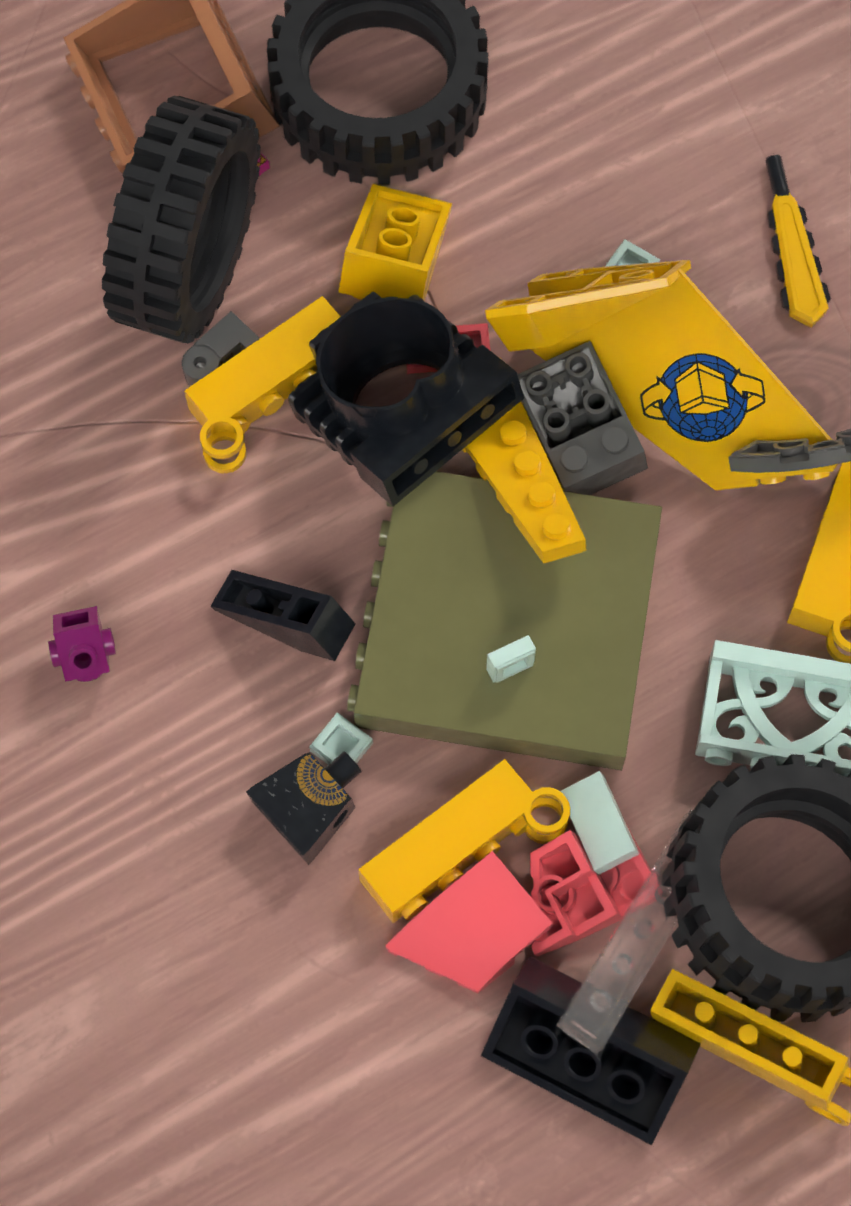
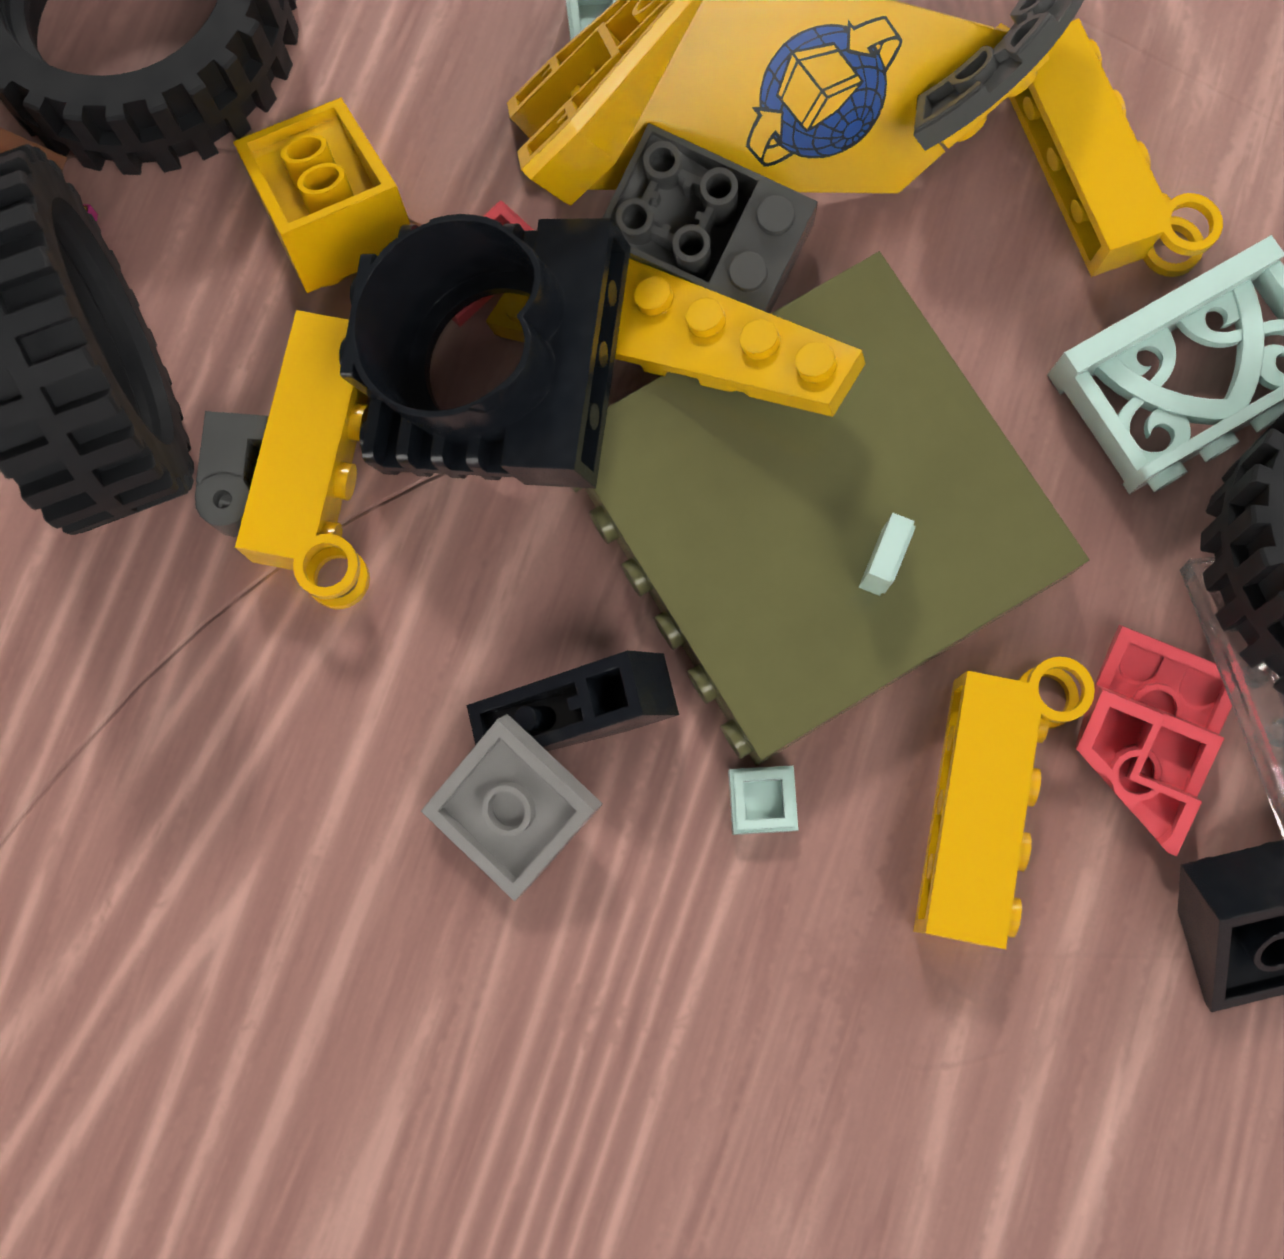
camera: 40 degrees left, 10 degrees up
(81, 645) = (379, 942): magenta brick -> none
(206, 634) = (511, 806): none -> light grey plate
(307, 801) = (793, 901): black torso -> none
(473, 927) = (1094, 881): coral slope -> none
(599, 823) = (1116, 653): light aqua tile -> none

